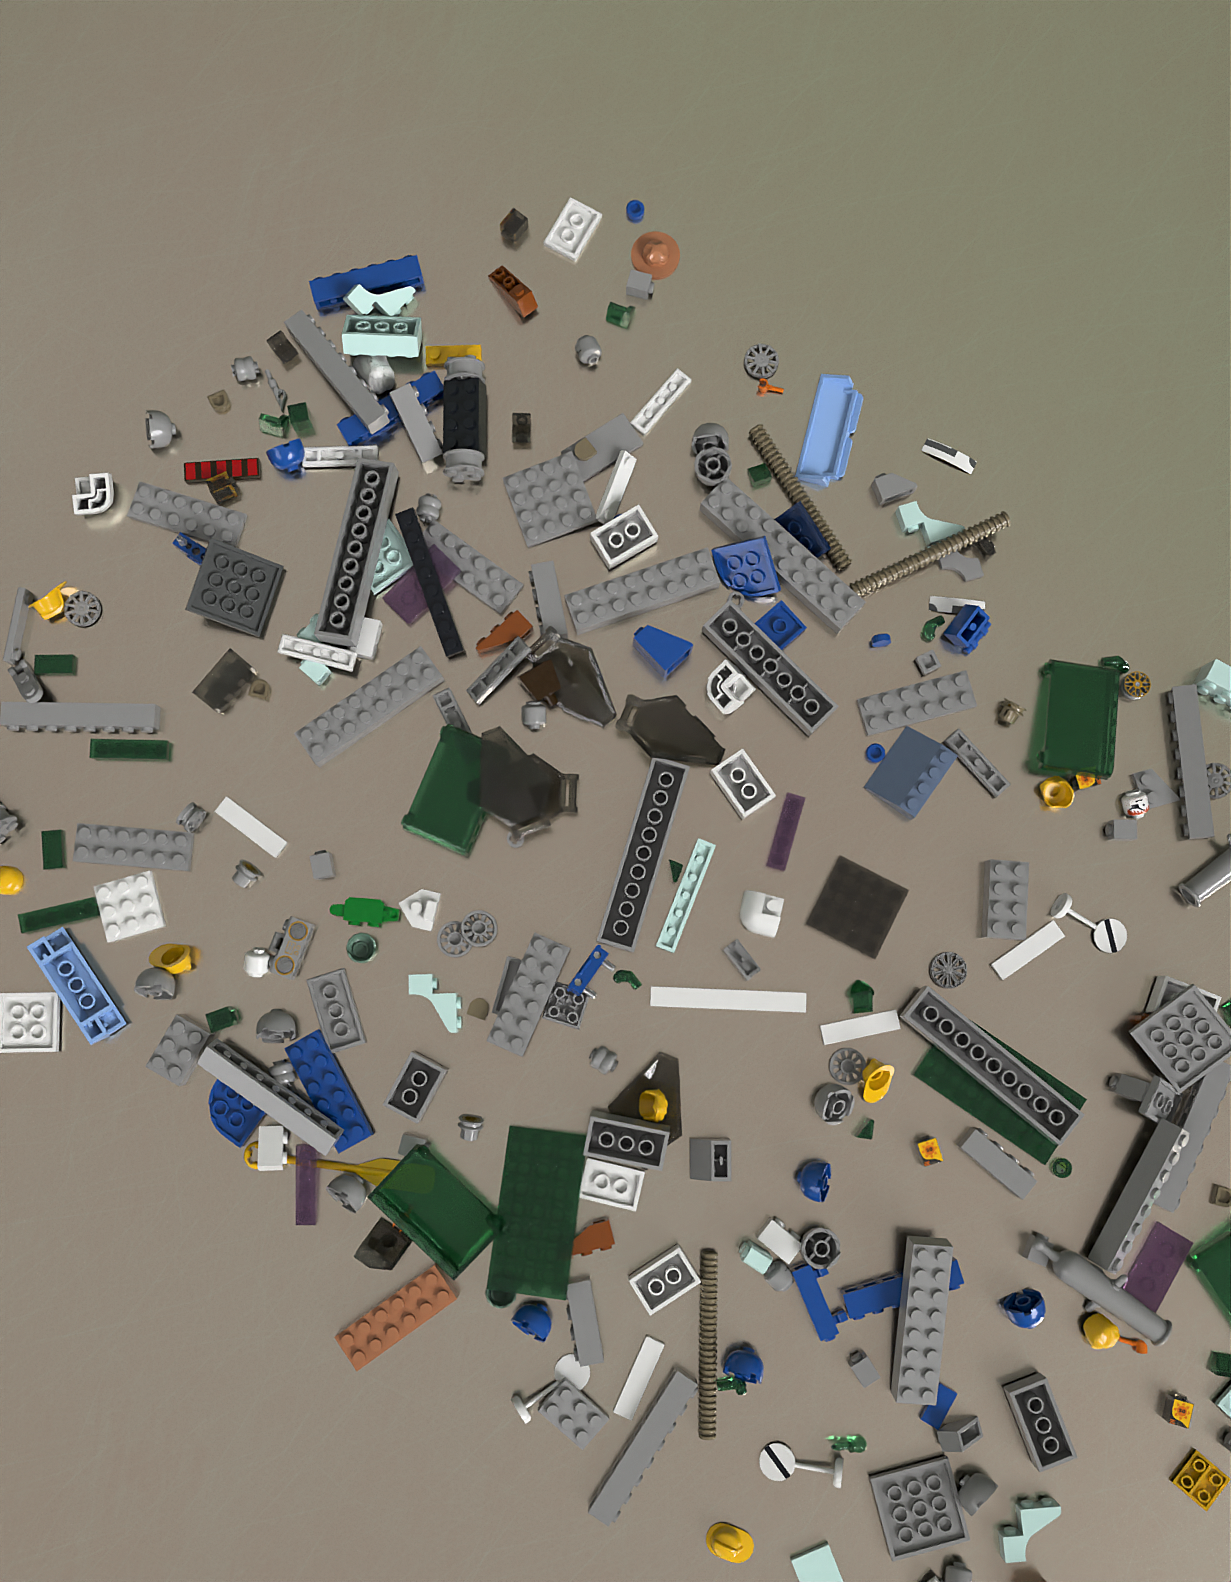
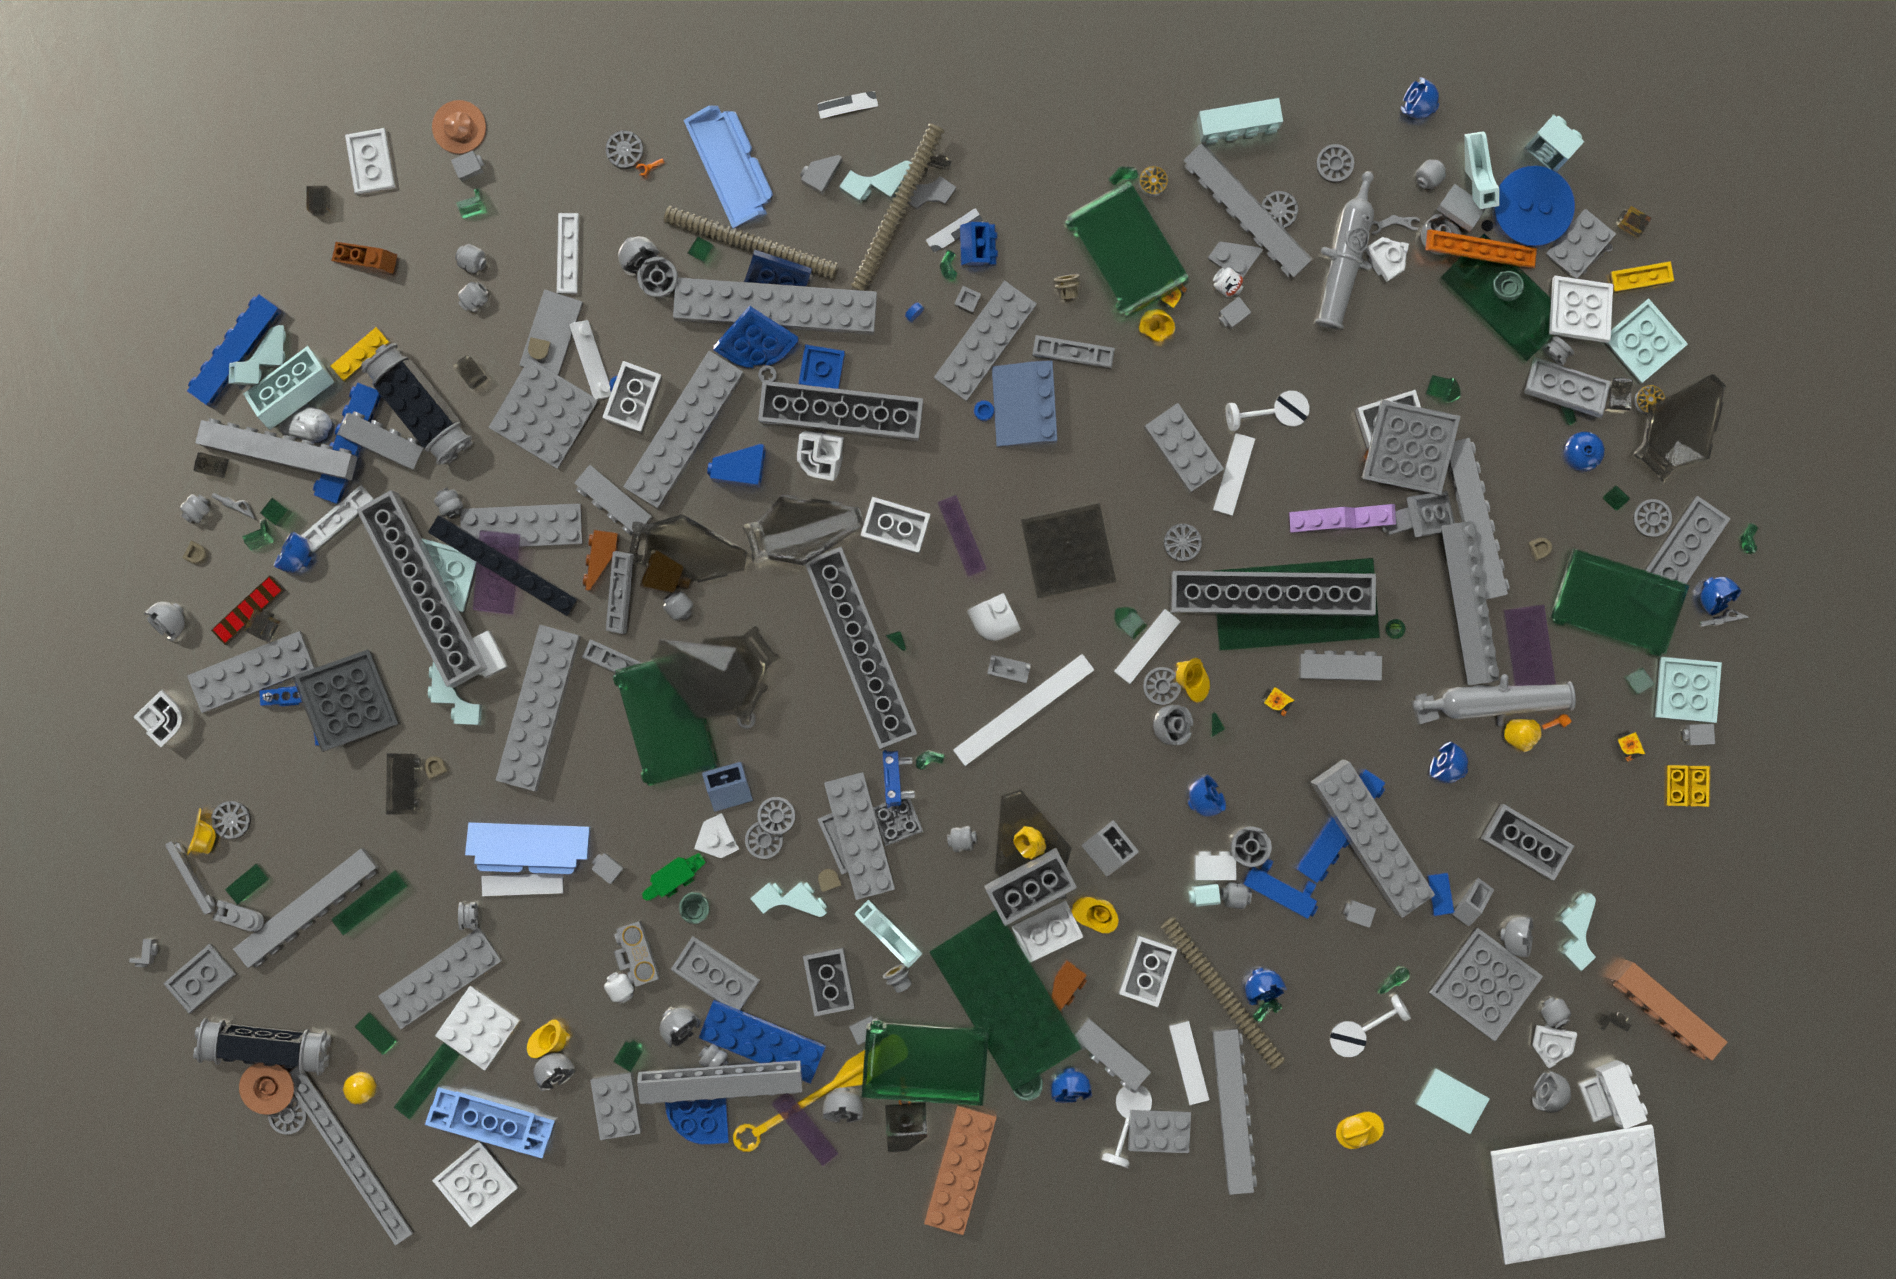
camera: 30 degrees left, 5 degrees up
(245, 873) = (550, 925): light grey piece -> none
(271, 1148) = (753, 1121): white brick -> none
(284, 807) = (536, 846): none -> light blue slope
(317, 652) = (459, 699): white tile -> none
(460, 876) = (727, 786): none -> sand blue slope
(490, 1087) = (888, 933): none -> light aqua arch
(567, 377) = (473, 296): none -> light grey head
(635, 210) = (409, 101): blue tile -> none
(659, 1202) = (1095, 914): none -> yellow piece
(685, 895) = (922, 653): light aqua plate -> none
(1088, 1050) = (1342, 518): none -> lavender bracket

